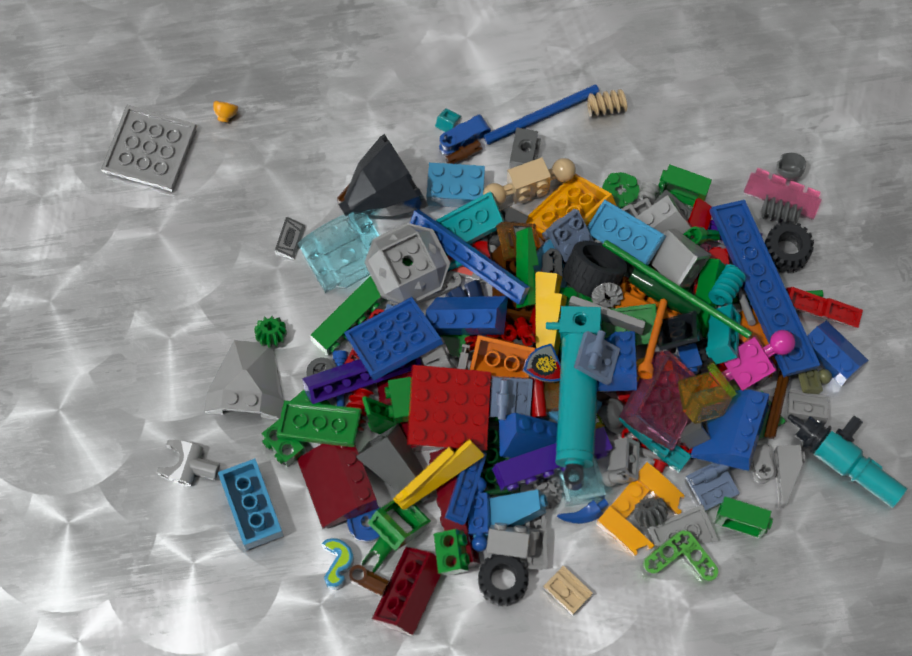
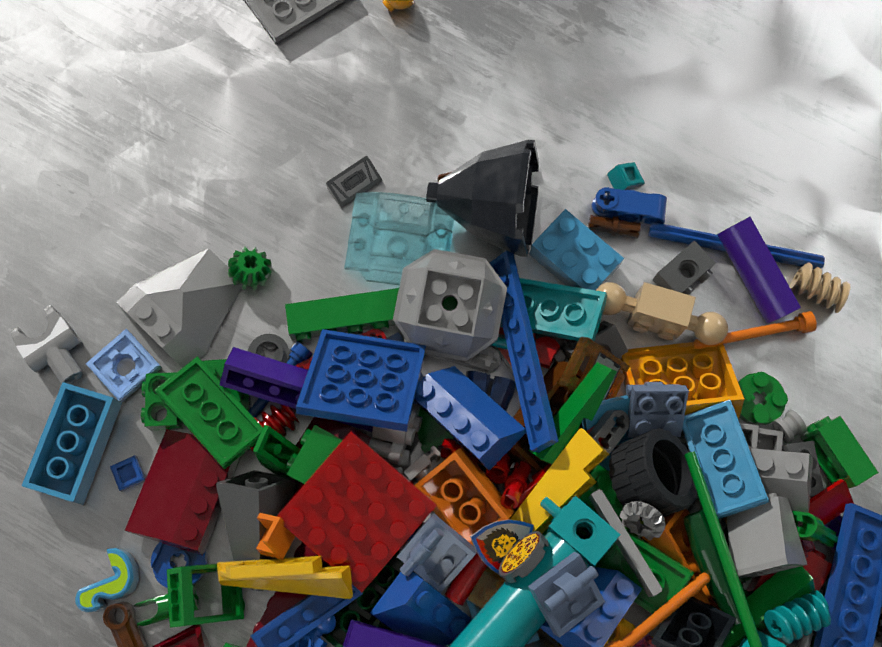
camera: 35 degrees right, 5 degrees up
(235, 430) = (105, 365): none -> light blue piece
(295, 499) = (128, 473): none -> blue tile
(415, 456) = (276, 537): none -> orange panel
(559, 358) = (523, 556): none -> tile
(565, 118) = (758, 270): none -> dark purple brick
(612, 129) = (803, 322): none -> orange piece

